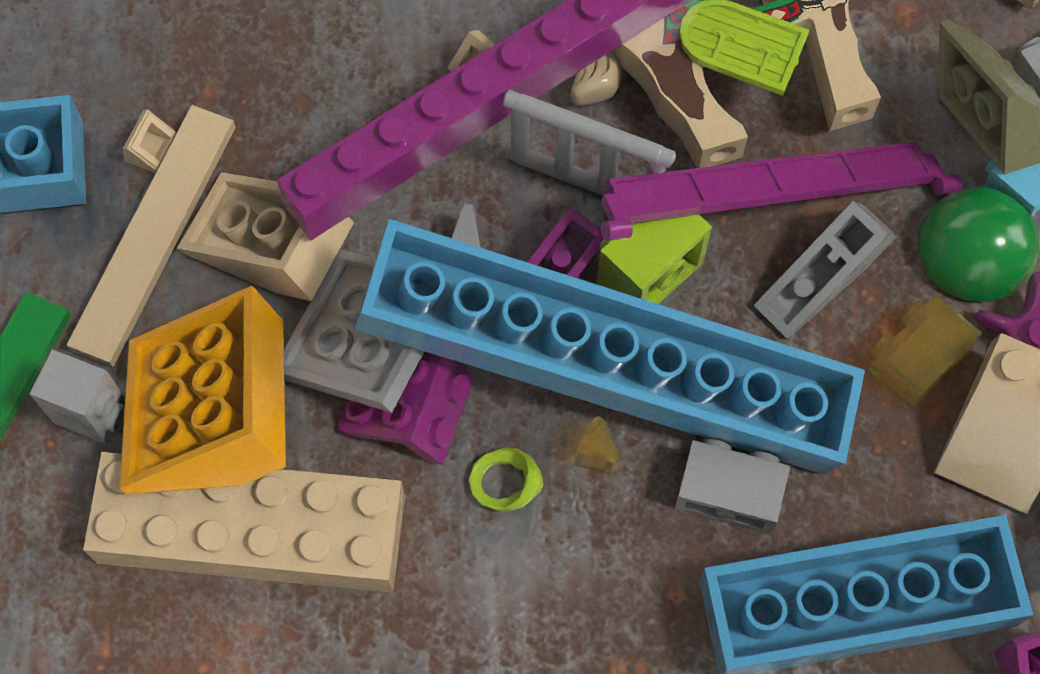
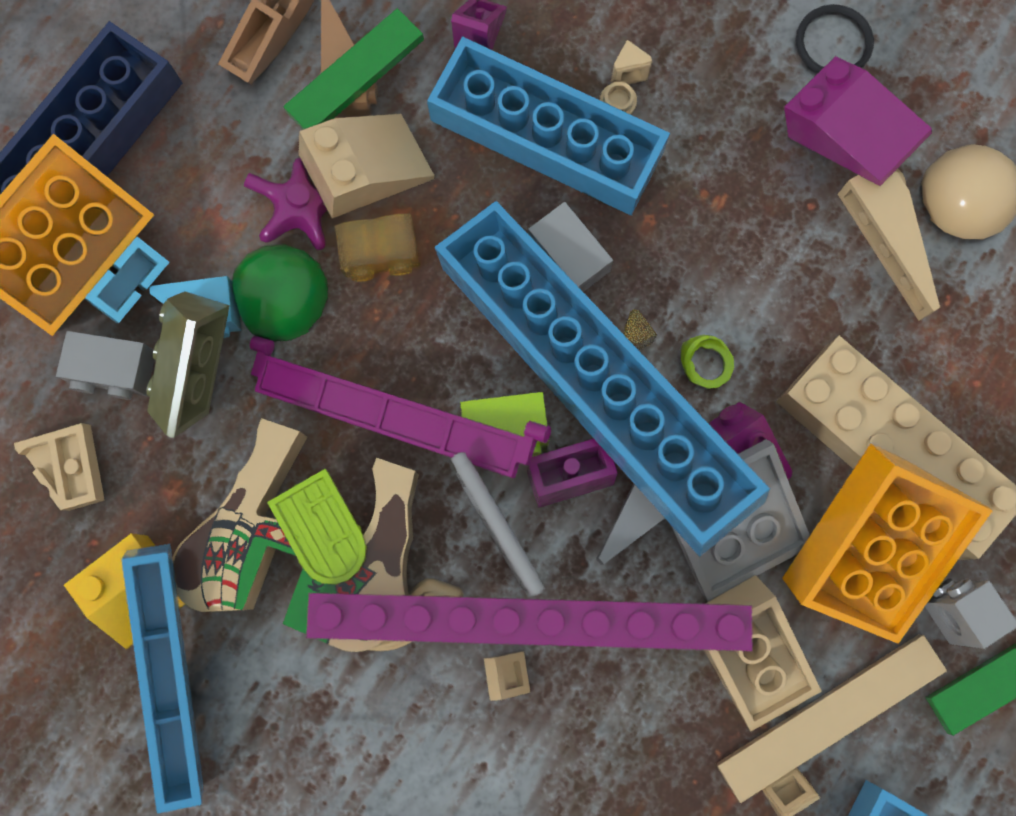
camera: 140 degrees left, 10 degrees up
(825, 268) = (390, 343): light grey slope -> none

